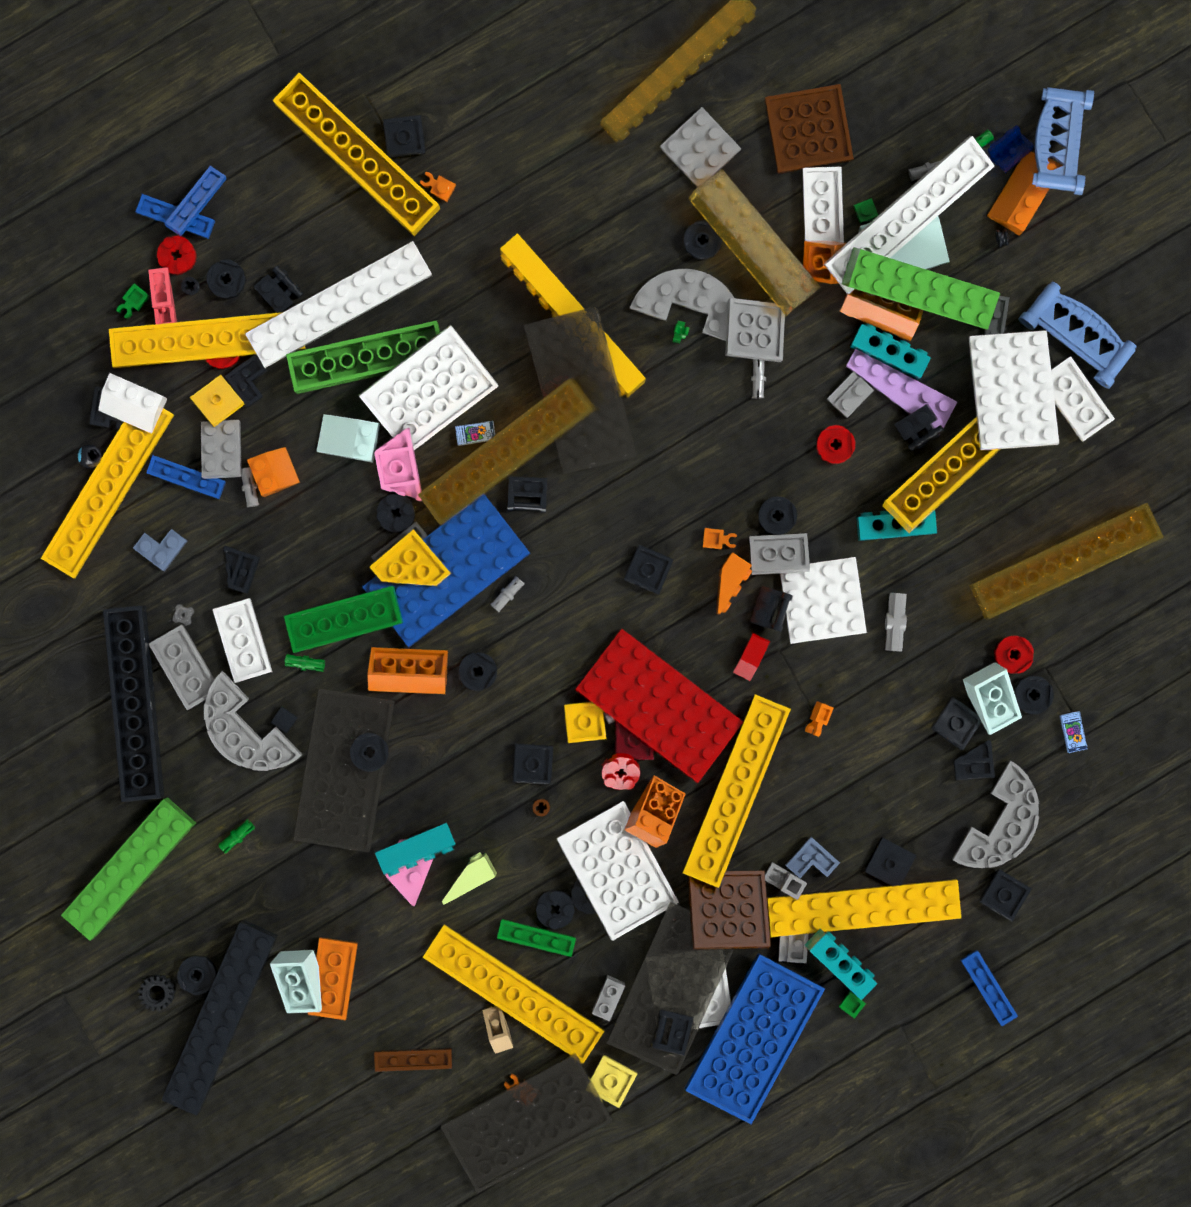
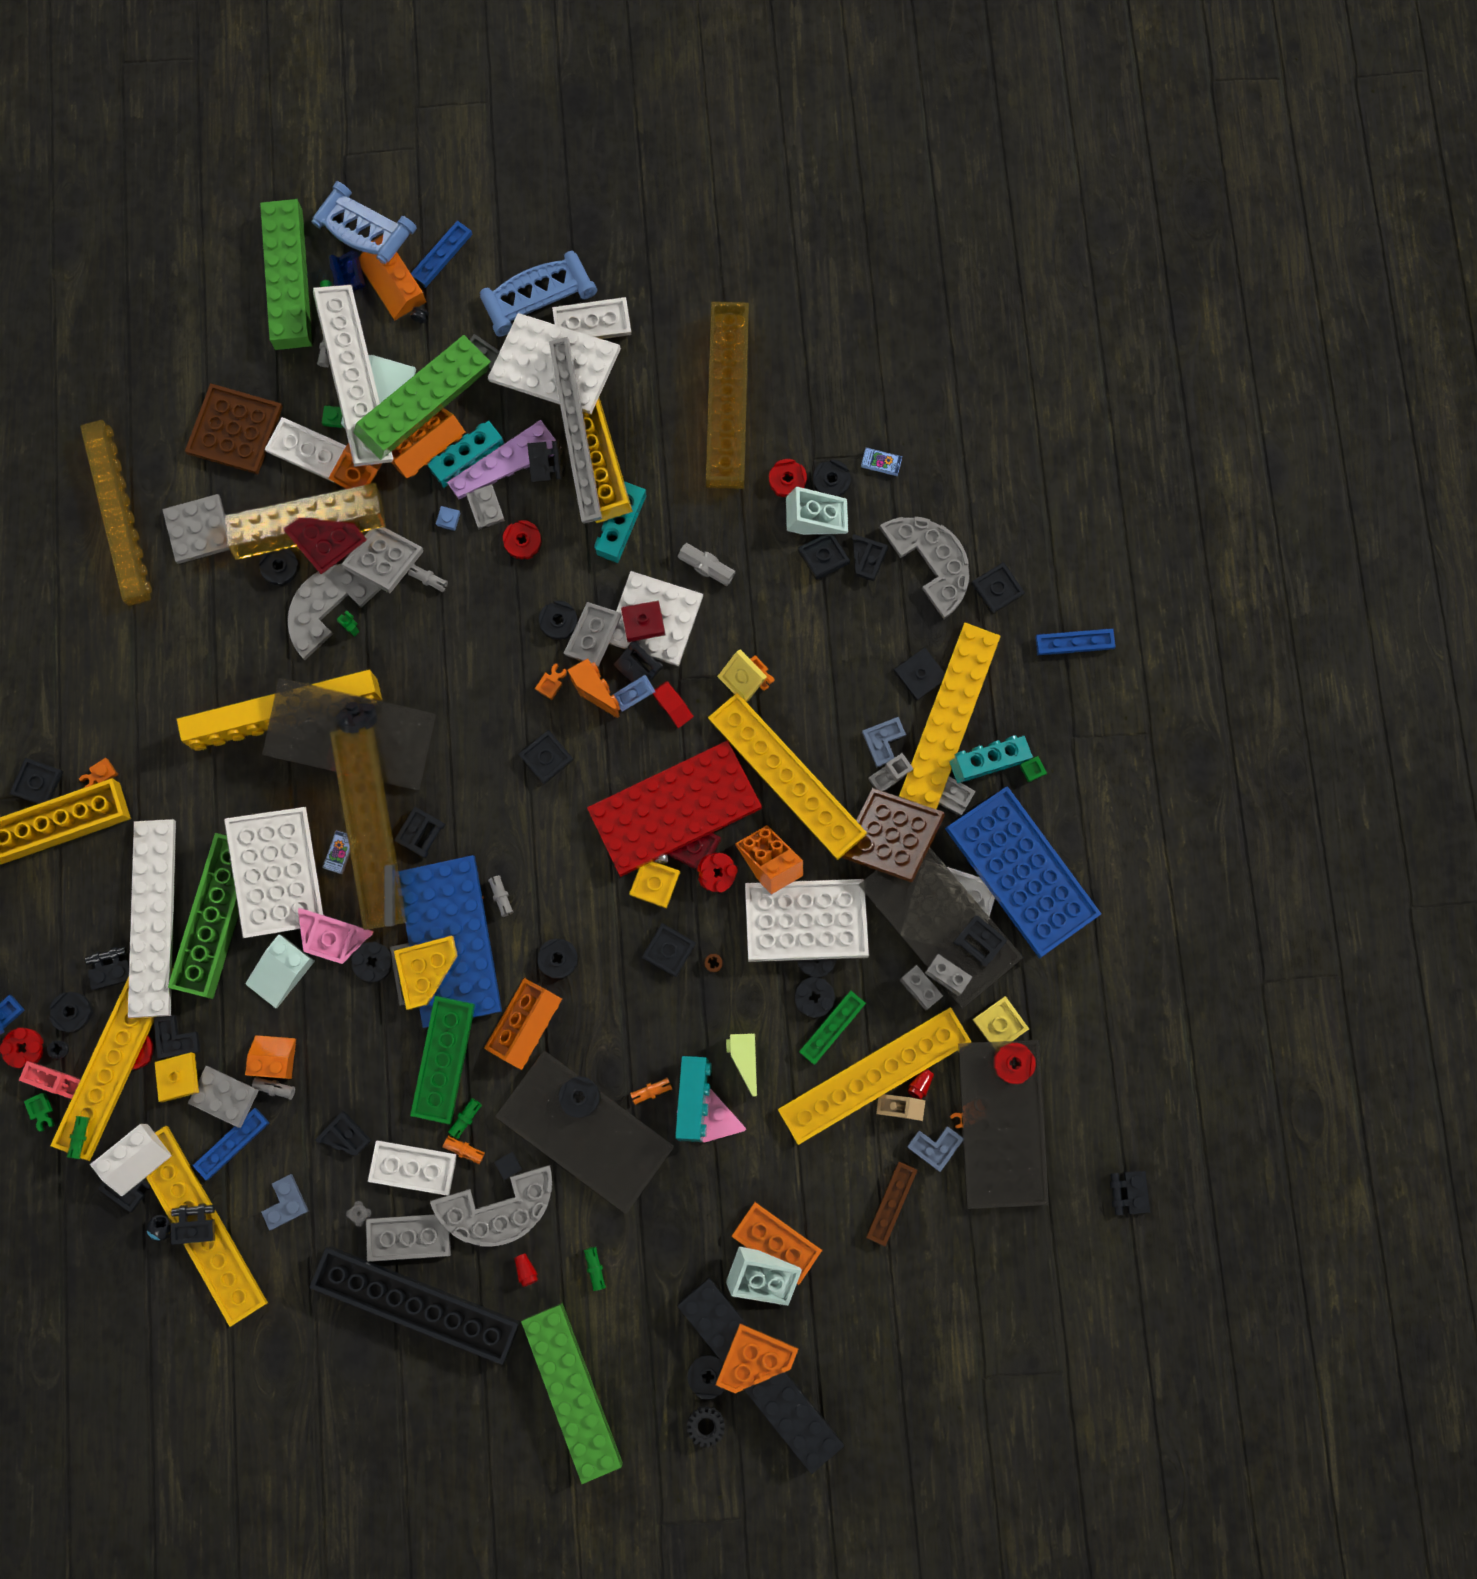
camera: 65 degrees left, 10 degrees down
(99, 485) = (193, 1231): none -> black plate
(126, 349) = (78, 1137): none -> green pin
(206, 779) = (526, 1273): none -> red cone
(227, 1008) = (754, 1359): none -> orange plate
(278, 675) = (463, 1150): none -> orange pin
(406, 809) = (651, 1091): none -> orange pin
(456, 503) = (389, 895): none -> dark grey tile
(474, 1078) = (937, 1152): none -> sand blue plate
(525, 1037) = (919, 1086): none -> red cone
(576, 1120) = (1004, 1069): none -> red plate
(598, 386) = (356, 717): none -> black plate
(628, 1018) = (948, 975): none -> light grey brick
(743, 272) = (324, 540): none -> dark red plate
(744, 618) = (634, 693): none -> medium blue plate
(807, 706) = (742, 675): none -> light yellow plate
(812, 594) = (643, 621): none -> dark red plate
(822, 366) = (448, 518): none -> medium blue plate
(956, 446) = (575, 430): none -> light grey plate
(979, 94) = (286, 274): none -> bright green brick
(1072, 225) = (441, 254): none -> blue plate

